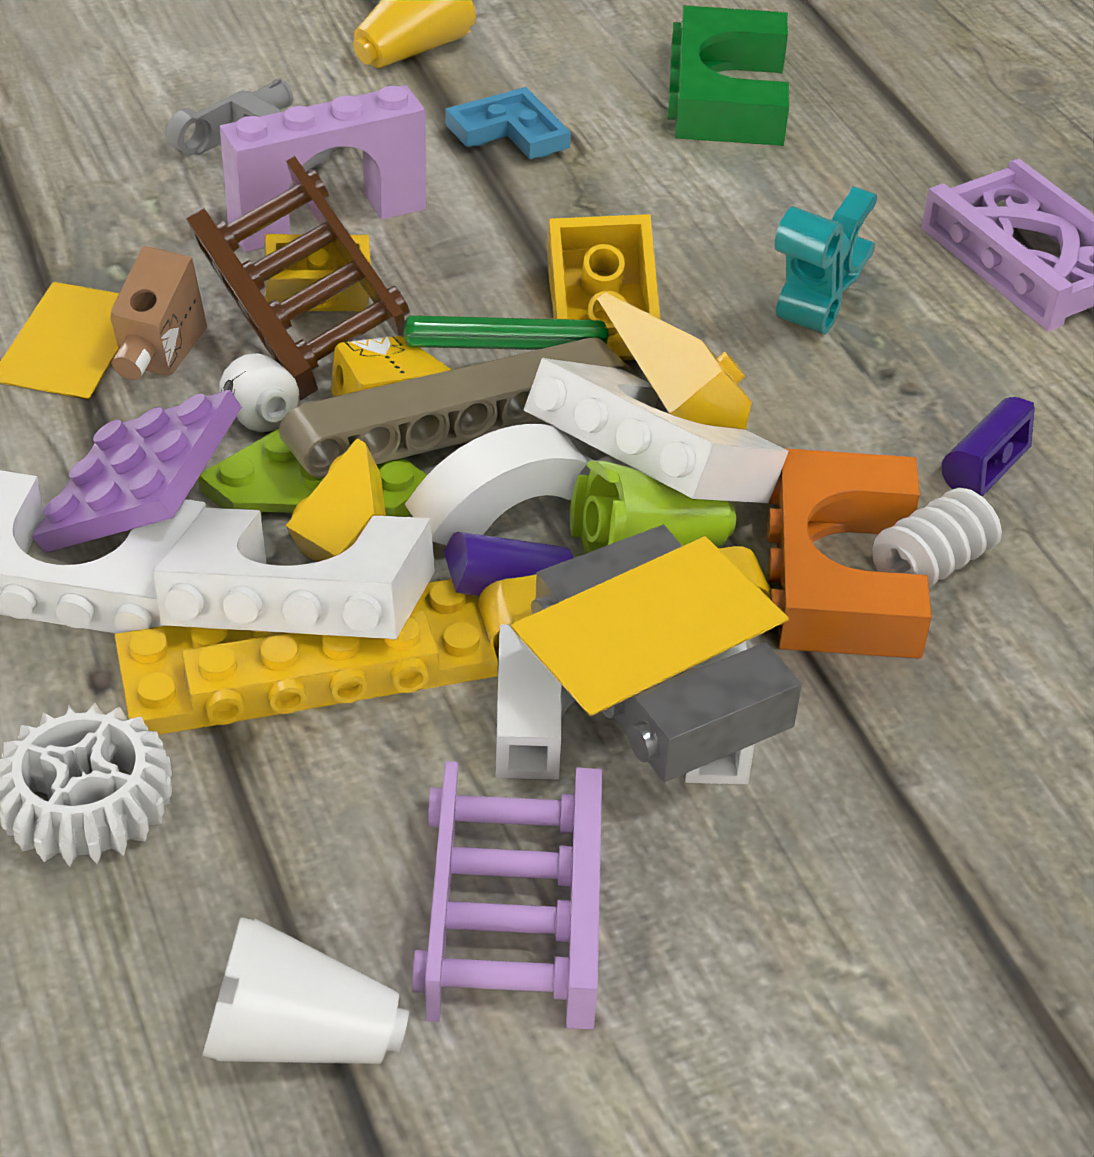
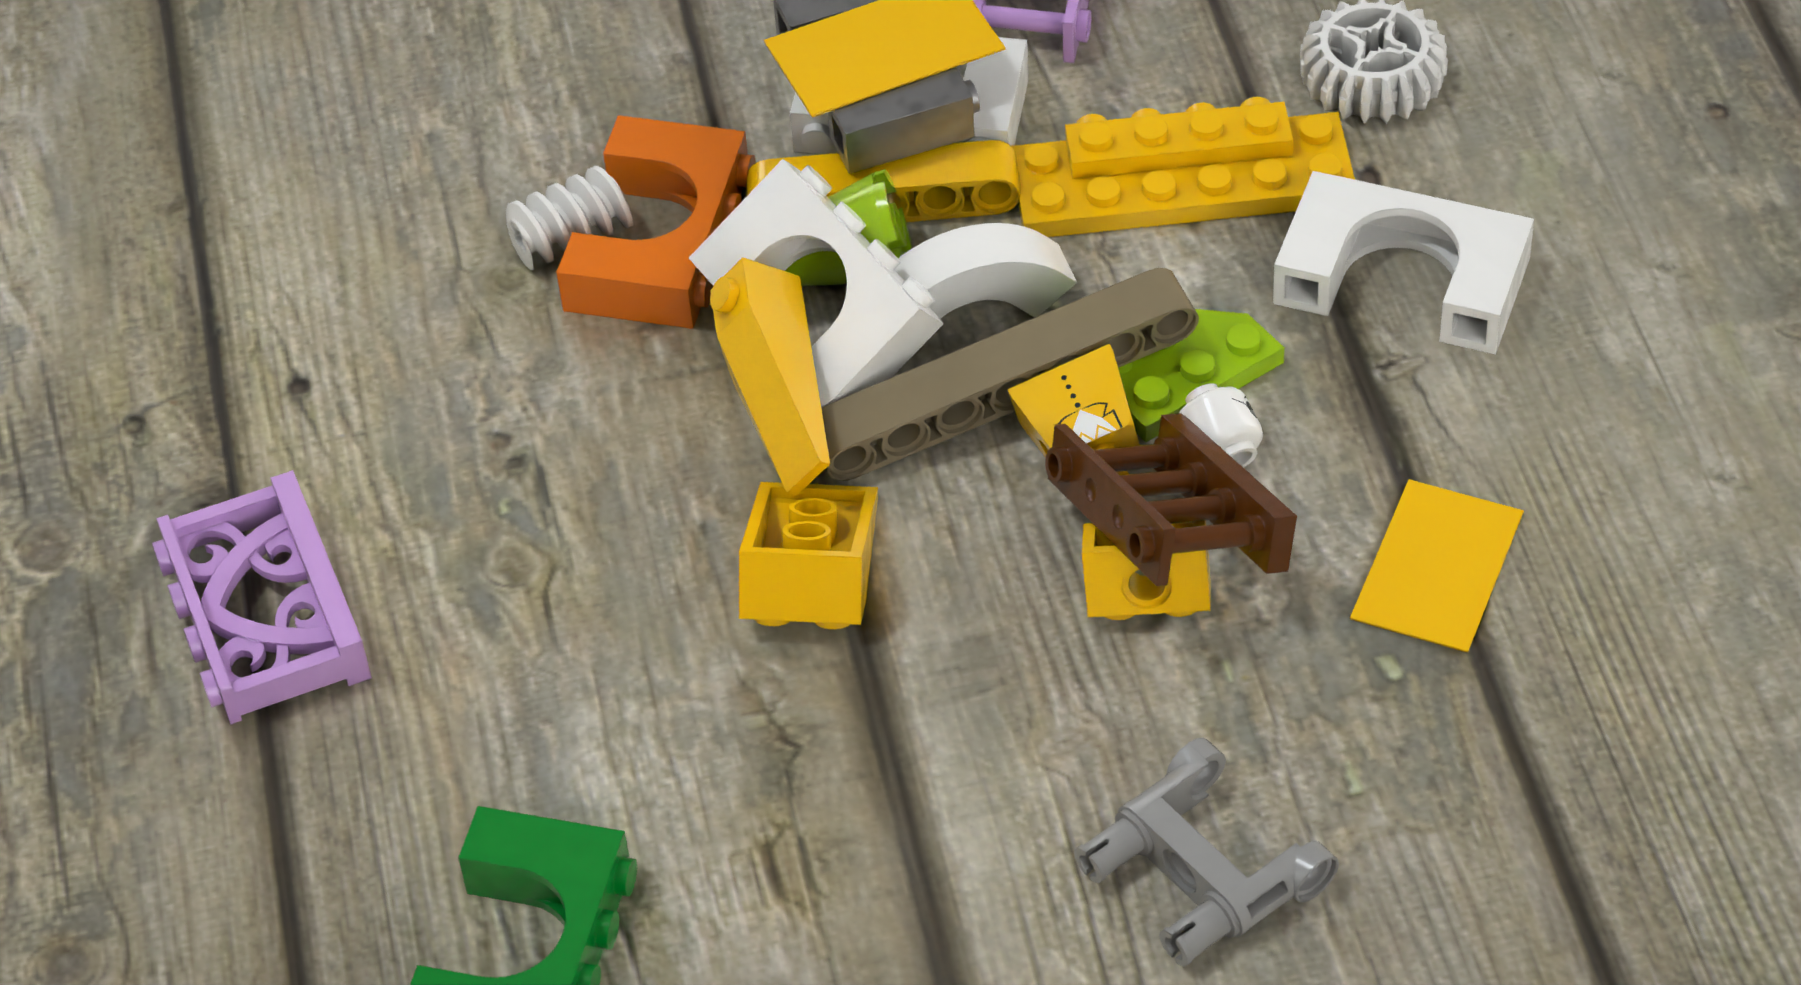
camera: 165 degrees left, 5 degrees up
(137, 471) = (1342, 306): medium lavender plate -> none
(157, 314) = (1338, 492): medium nougat torso -> none
(222, 579) = (1137, 126): white arch -> none
(339, 506) = (1143, 243): yellow slope -> none
(382, 124) = (1053, 690): lavender arch -> none
(482, 560) = (1007, 200): dark purple brick -> none
(498, 332) = (939, 452): green axle -> none
(513, 115) = (857, 882): dark azure plate -> none
(822, 259) = (560, 510): teal piece -> none
(991, 447) = (459, 323): dark purple brick -> none

